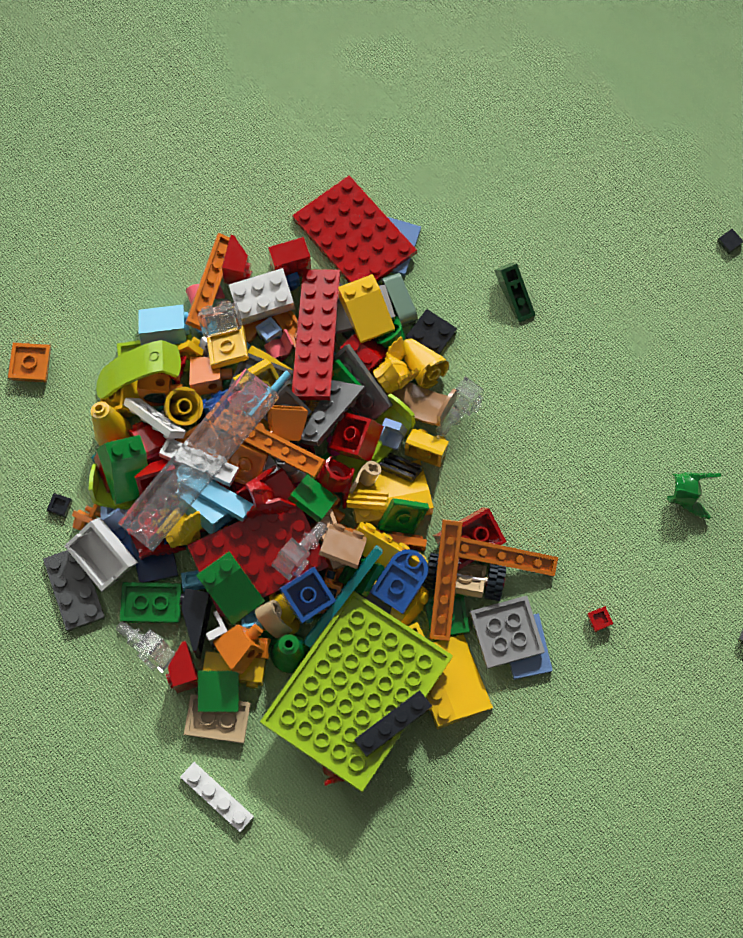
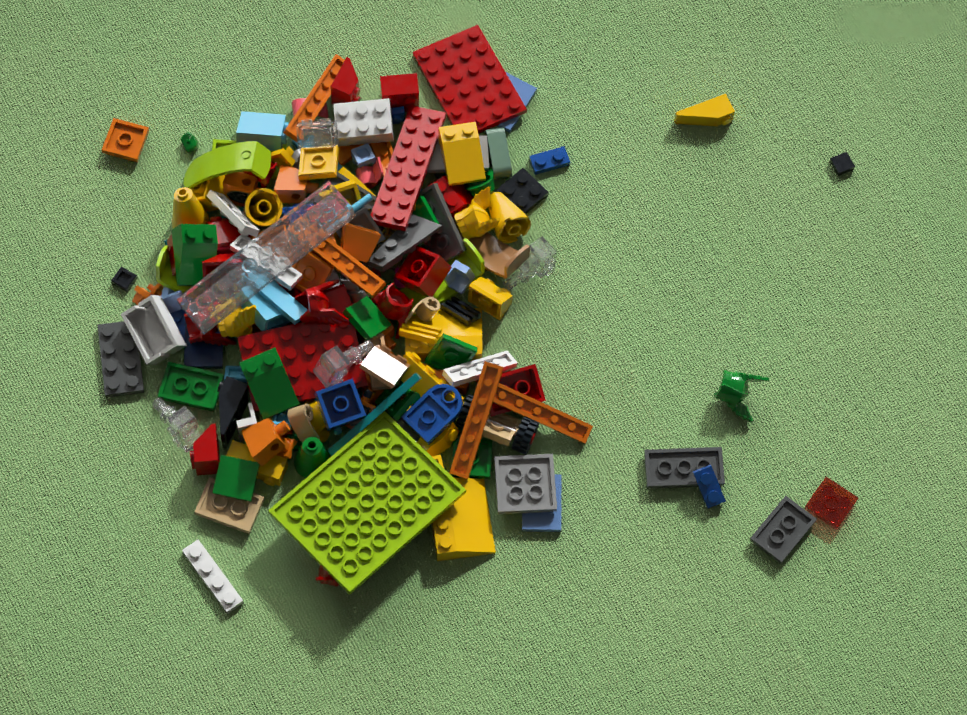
camera: 10 degrees right, 5 degrees down
(94, 351) = (189, 142): none -> green piece
(392, 723) = (393, 537): black plate -> none
(432, 524) = (471, 370): none -> white plate
(450, 296) = (549, 160): none -> blue plate
(515, 291) = (614, 169): dark green slope -> none
(592, 217) = (708, 113): none -> yellow slope
(599, 619) = (619, 492): red plate -> none
(656, 580) = (675, 466): none -> dark grey plate
(686, 594) = (709, 486): none -> blue plate

